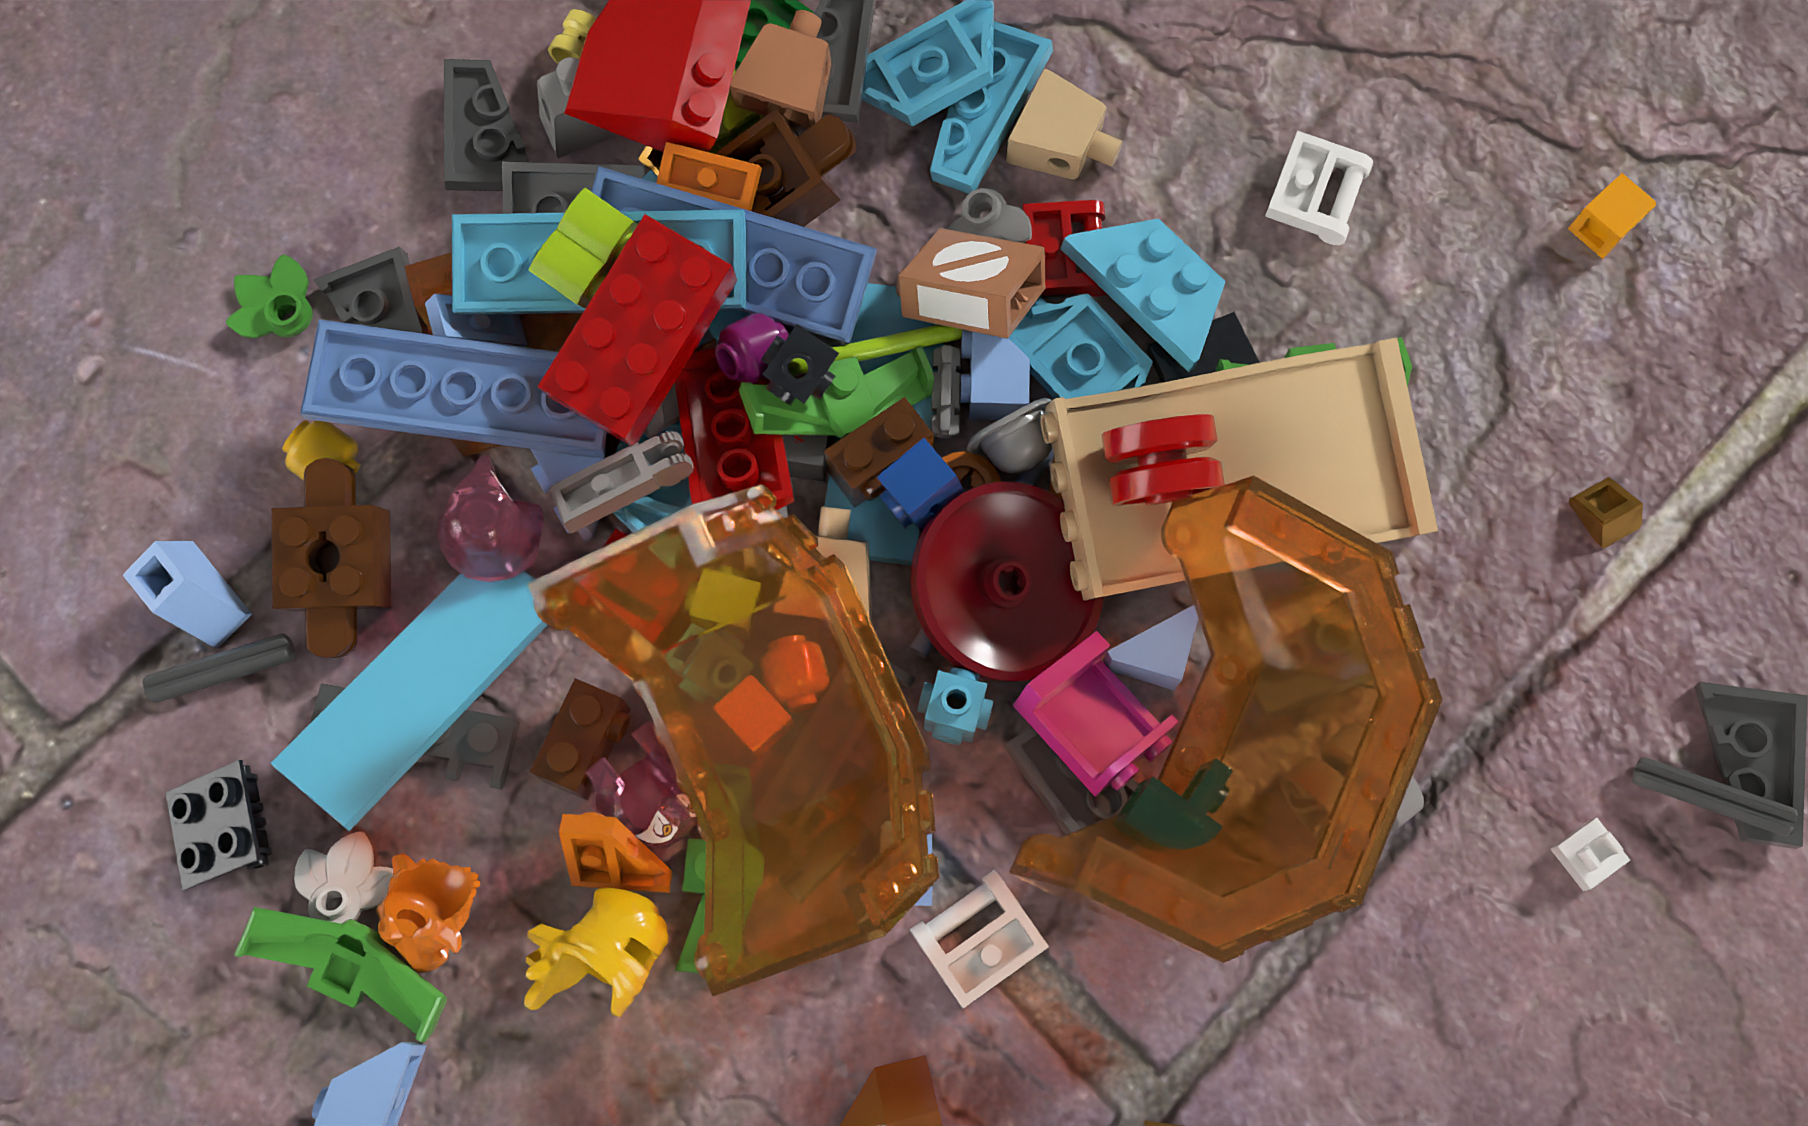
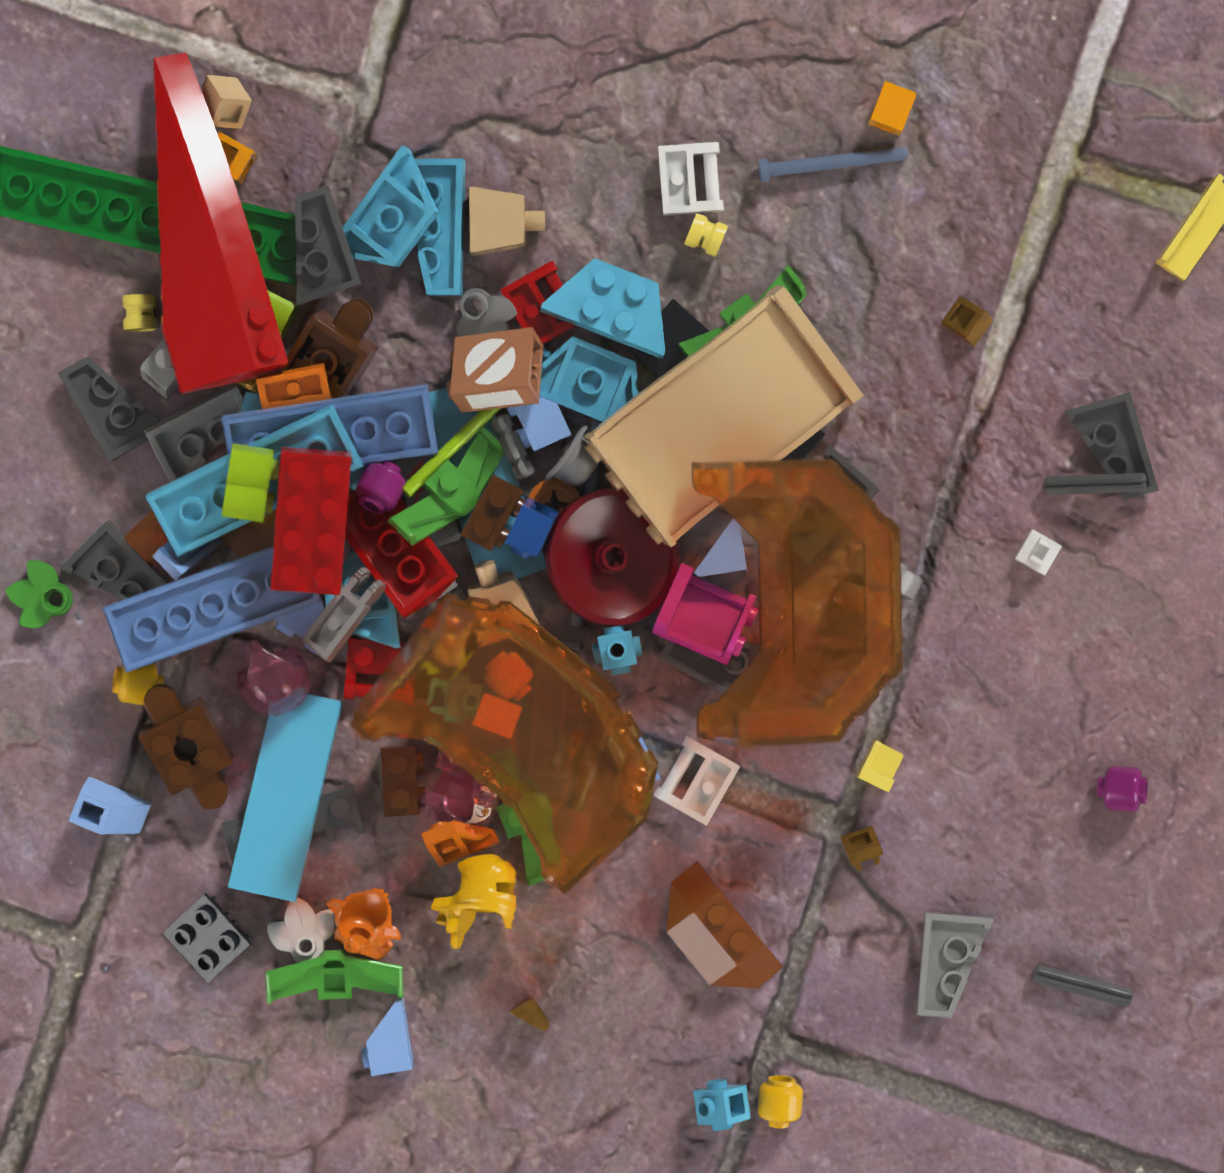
camera: 30 degrees left, 15 degrees up
(218, 668) = (151, 844): dark grey axle -> none
(785, 72) = (303, 281): nougat torso -> none
(804, 346) = (421, 493): black brick -> none
(1162, 453) = (674, 447): red wheel -> none
(1172, 822) = (782, 662): clear green brick -> none
(1245, 1046) = (880, 765): none -> light yellow panel
(1311, 256) = (706, 235): none -> light yellow wheel
(1420, 219) = (769, 170): none -> sand blue bar

